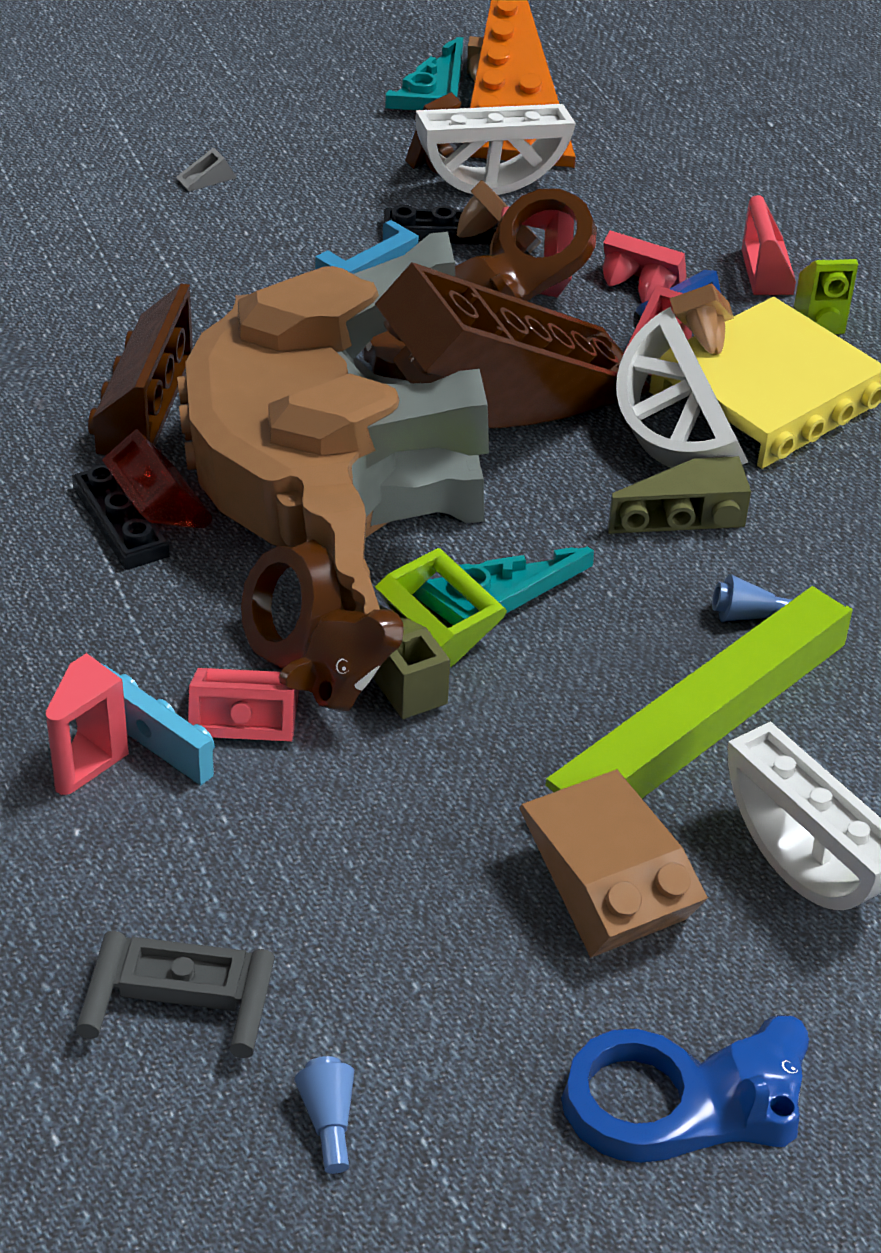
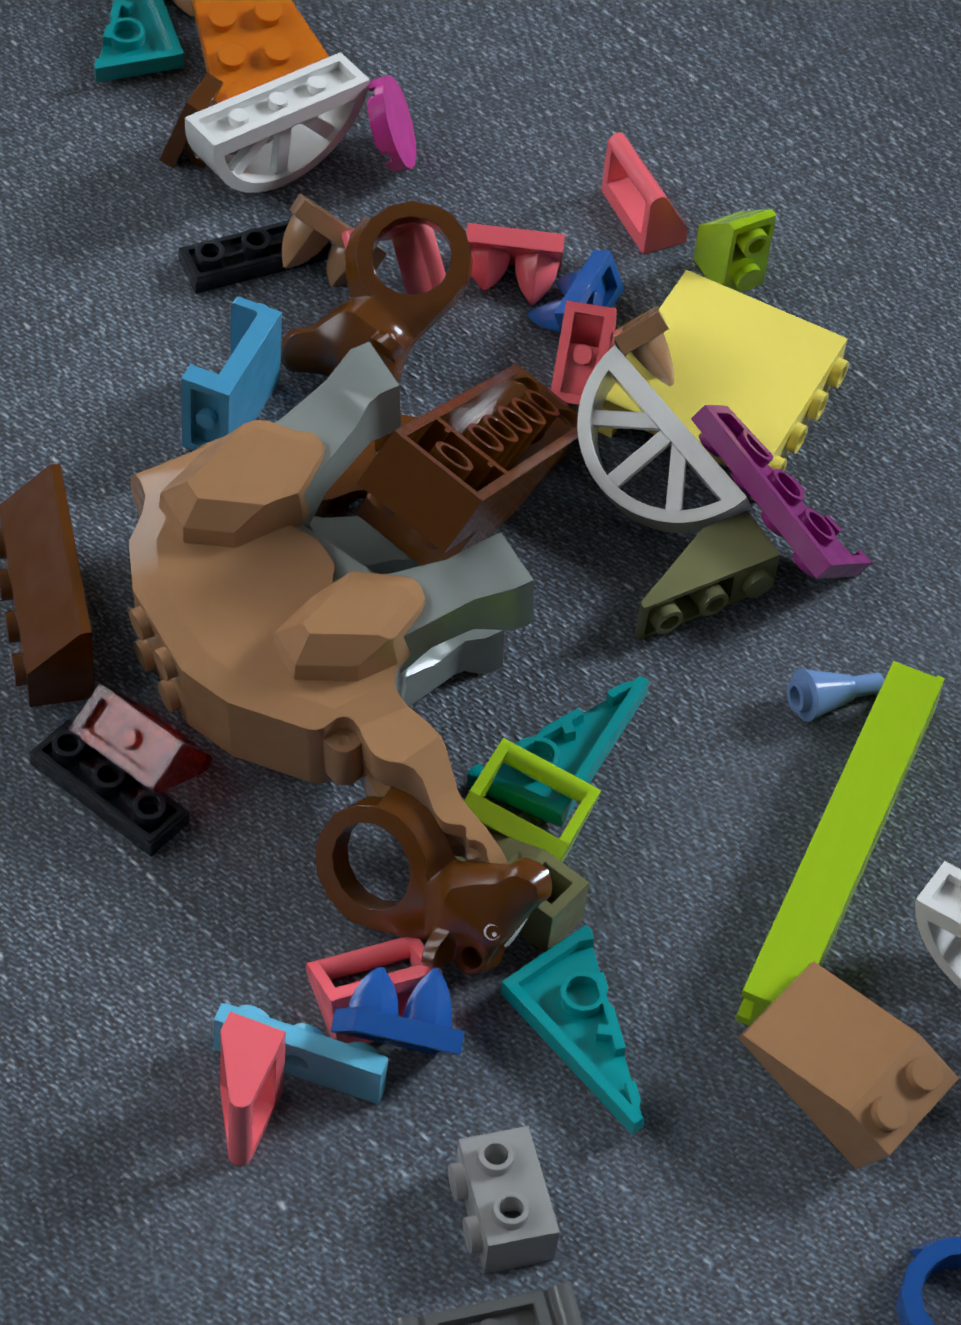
camera: 25 degrees left, 10 degrees up
(254, 877) = (505, 1200): none -> light grey brick
(258, 730) = (424, 1023): none -> blue tile
(398, 764) = (569, 1009): none -> teal wing
(587, 163) = (391, 123): none -> dark pink tile
(768, 452) = (778, 495): none -> magenta wing

